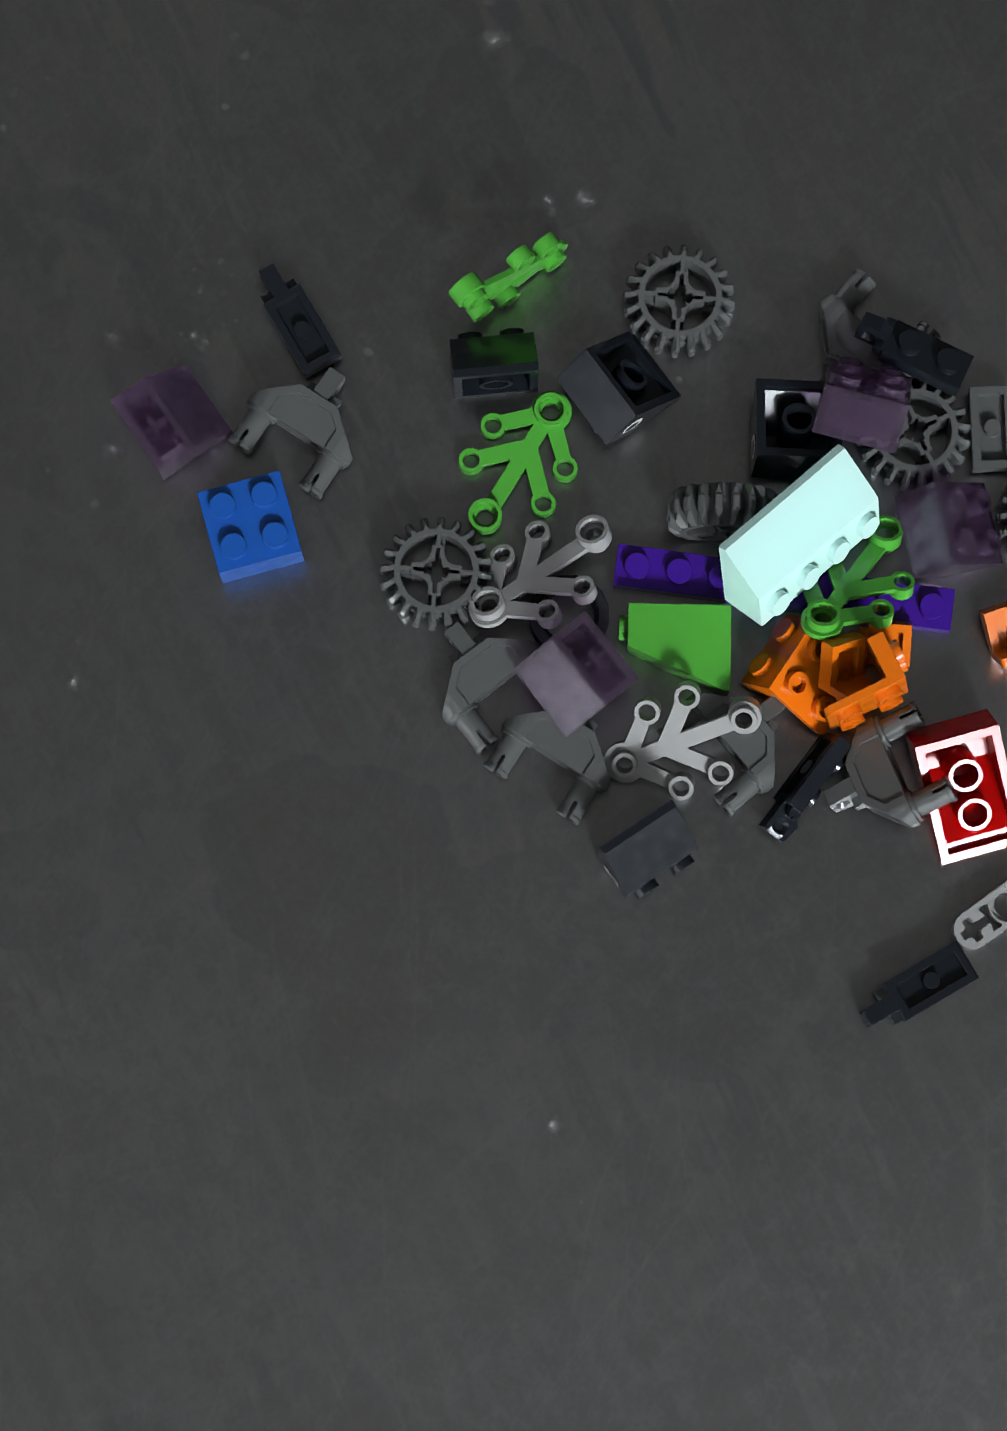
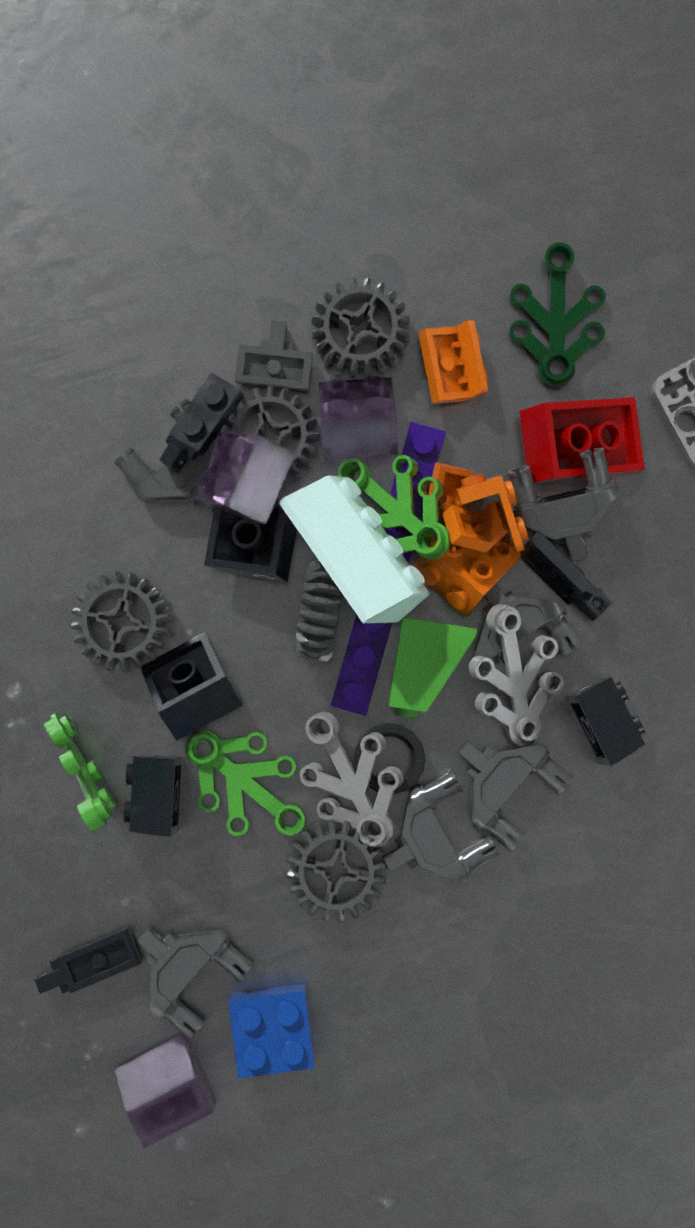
camera: 80 degrees left, 5 degrees up
(576, 674) = (450, 762): clear purple slope -> none

